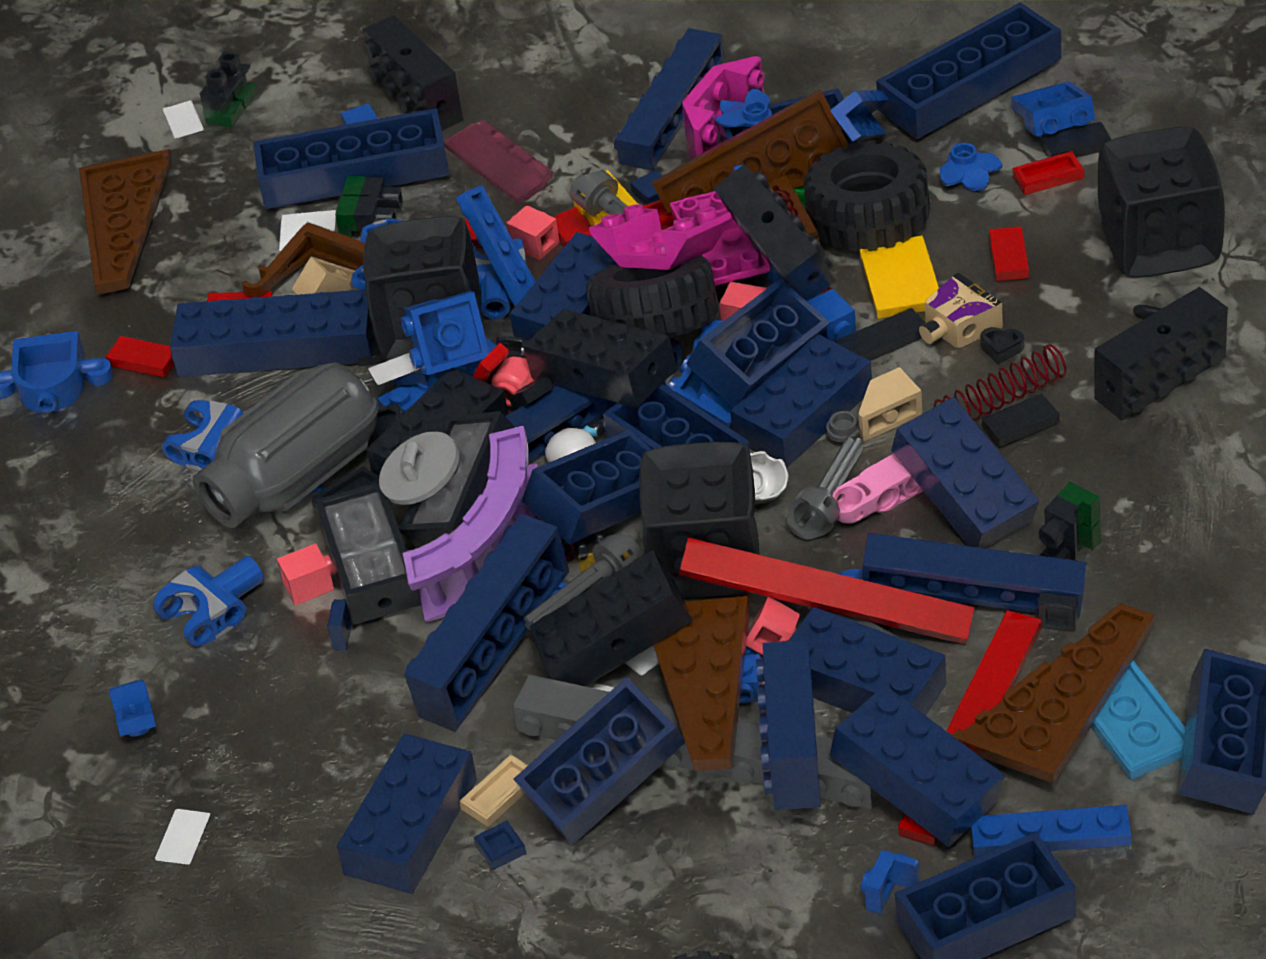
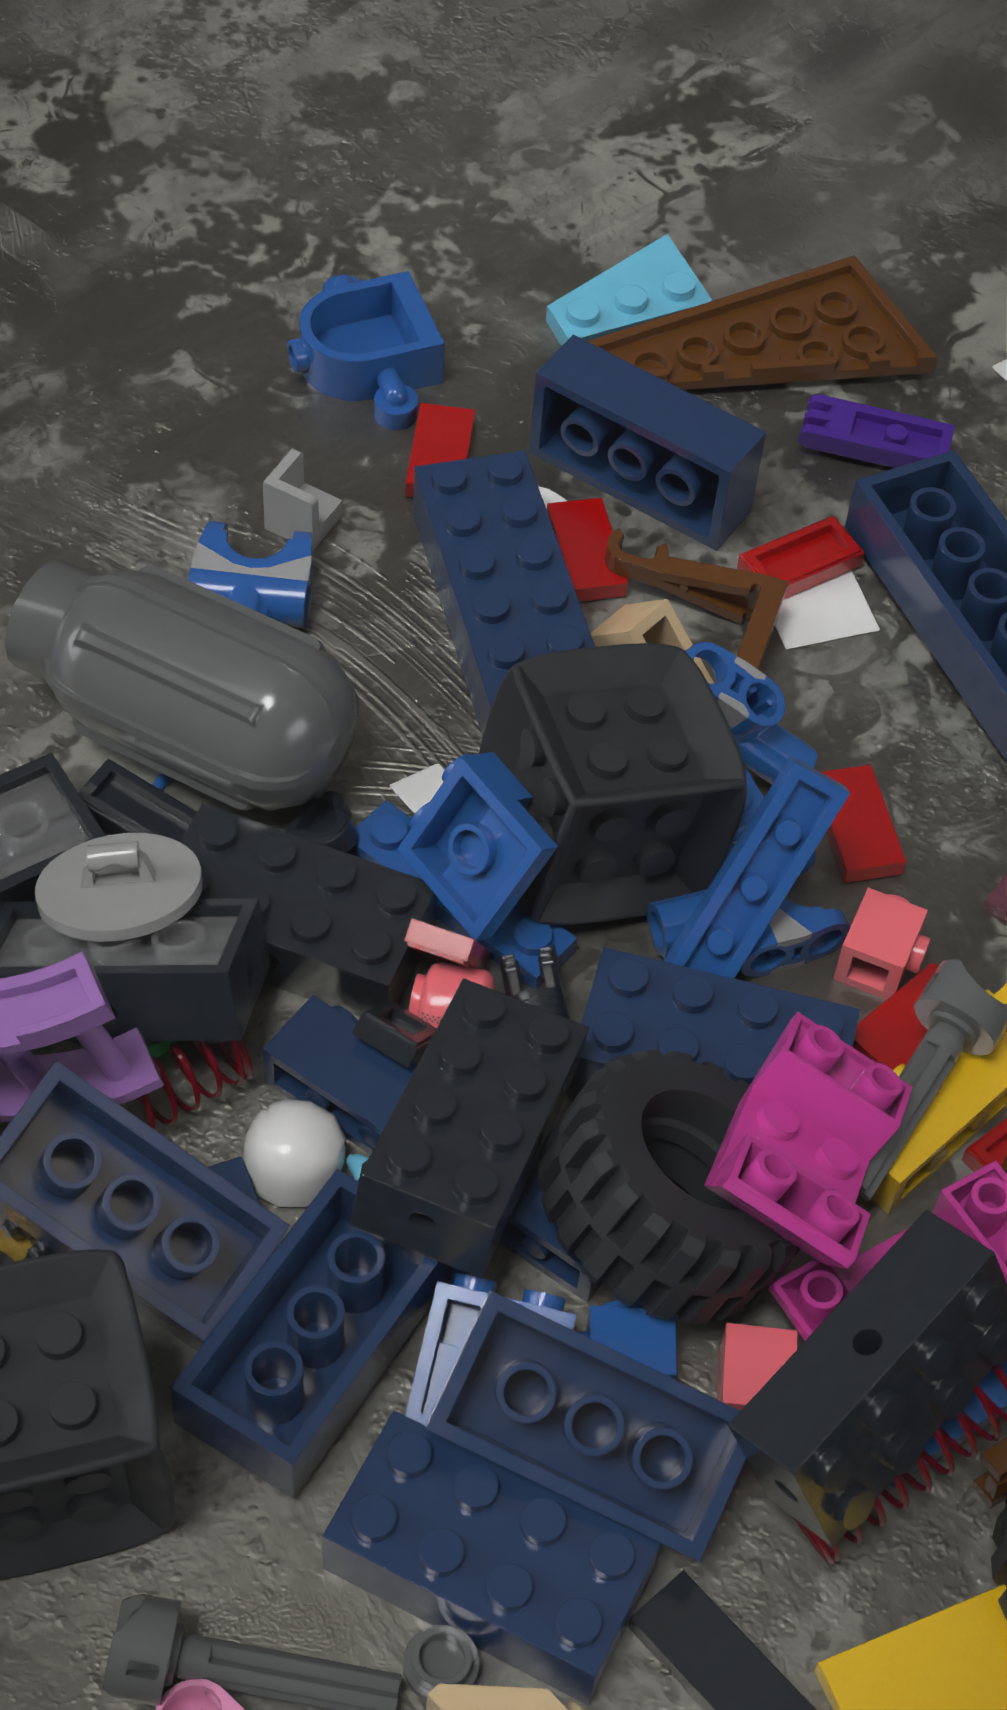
camera: 65 degrees right, 10 degrees up
(61, 265) = (628, 294): none -> medium azure wing
(163, 414) = (296, 505): none -> light grey panel
(188, 260) = (645, 441): none -> dark blue brick
(211, 183) = (871, 432): none -> dark purple hinge
(279, 225) = (806, 556): none -> red tile
(365, 202) = (875, 664): black hips -> none
(769, 477) = (236, 1515): white hair -> none
(837, 312) = (761, 1566): blue brick -> none

